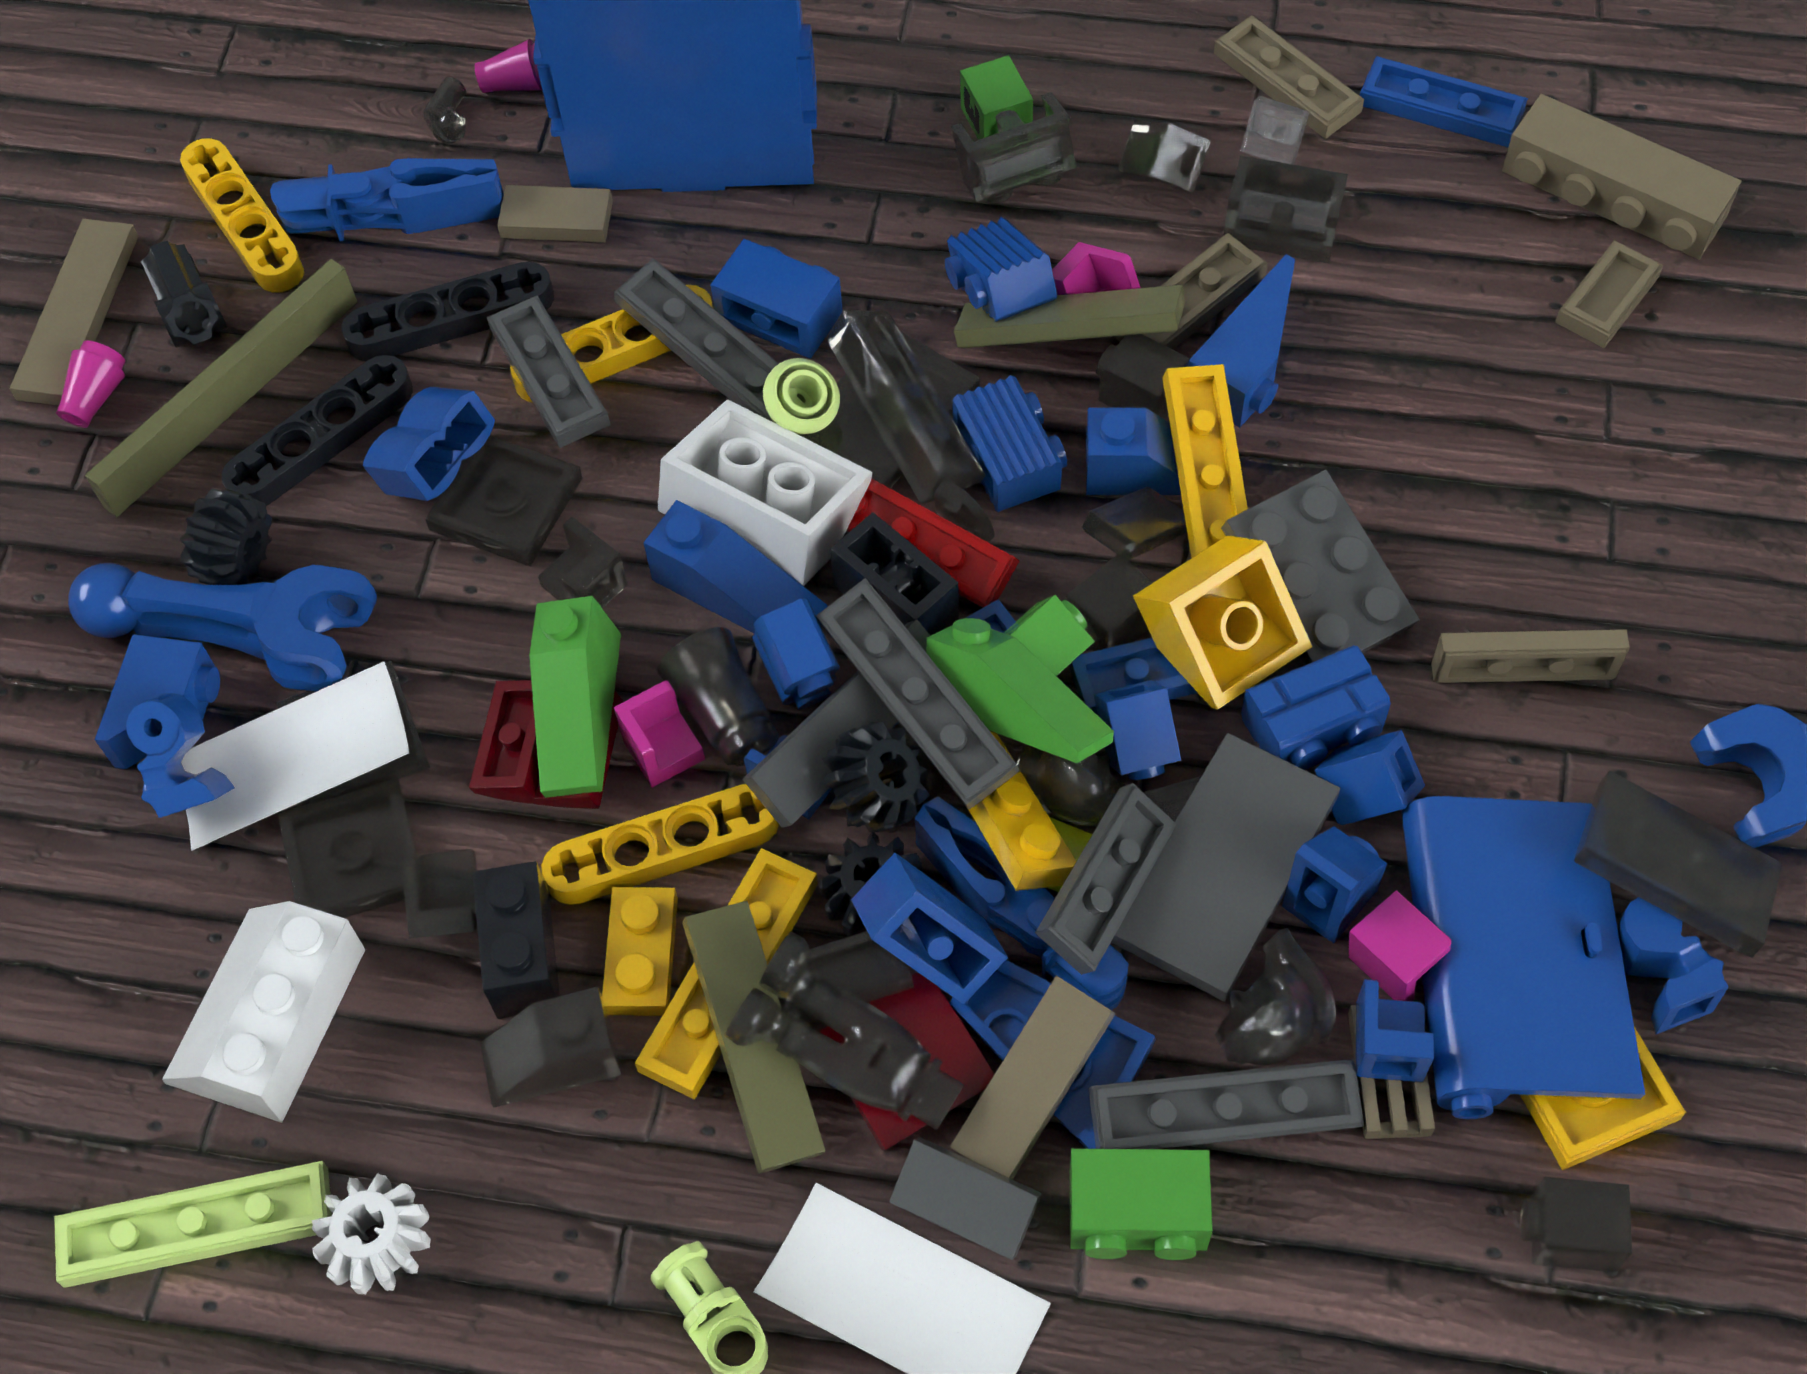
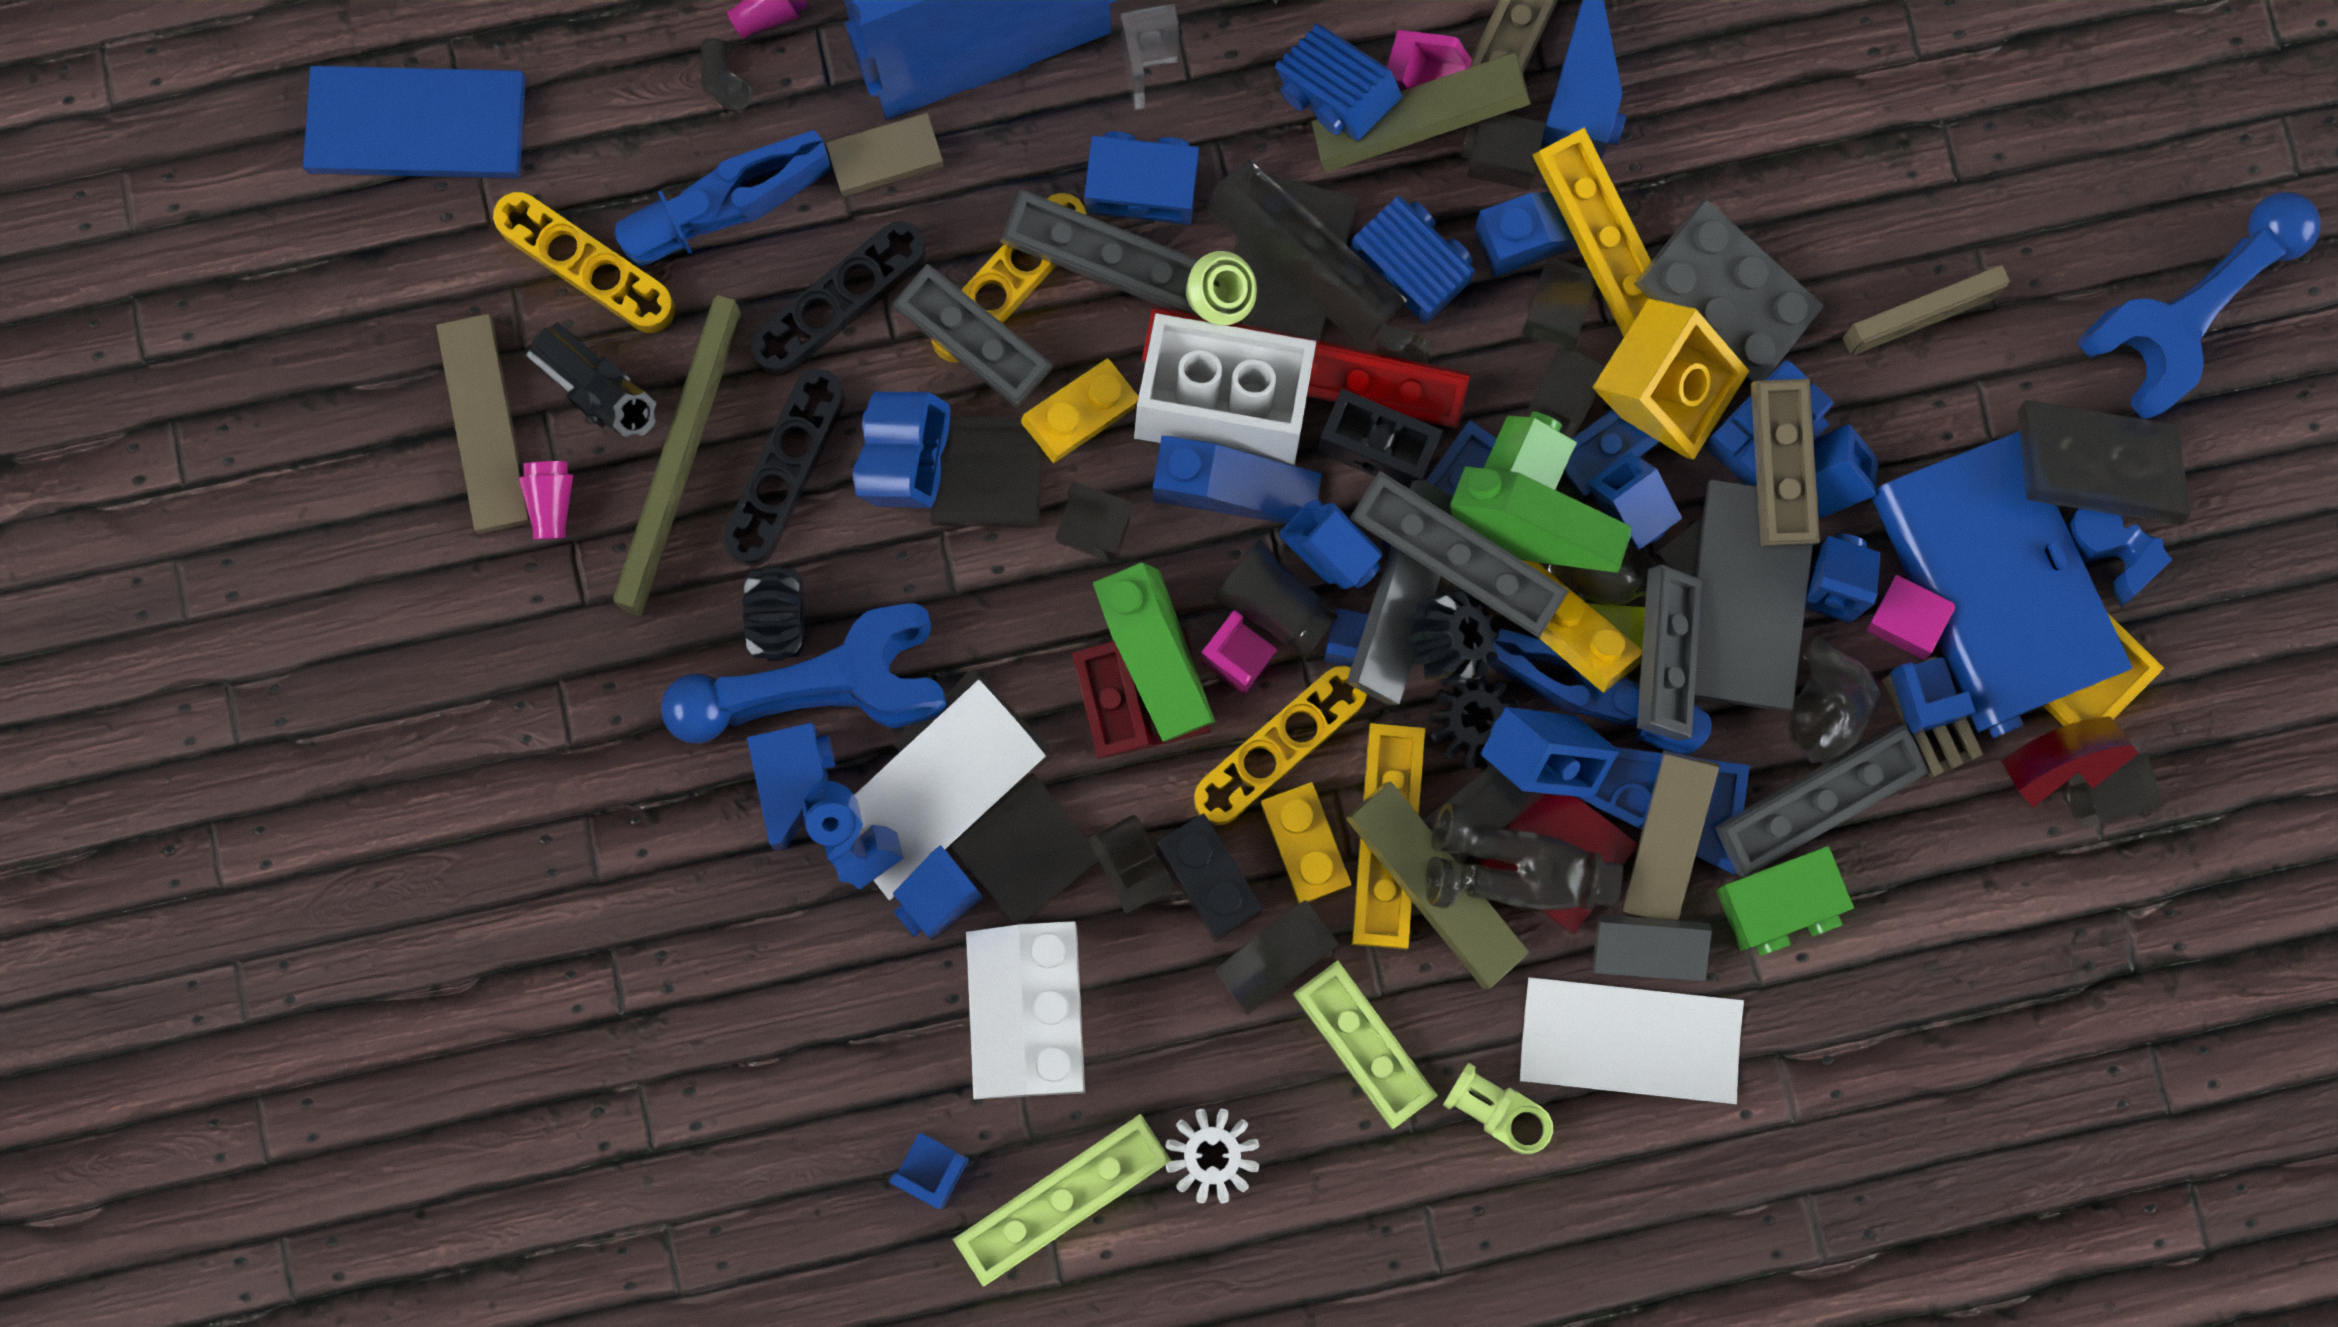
camera: 25 degrees left, 20 degrees up
(72, 1136) = (930, 1171): none -> blue panel
(167, 69) = (414, 122): none -> blue tile
(232, 849) = (935, 895): none -> blue slope
(601, 1186) = (1365, 1045): none -> yellowish green tile
(612, 469) = (1080, 410): none -> yellow plate
(832, 183) = (1148, 41): none -> clear panel
(1312, 737) = (1785, 462): none -> dark tan tile
(1549, 1150) = (2088, 747): none -> dark red slope

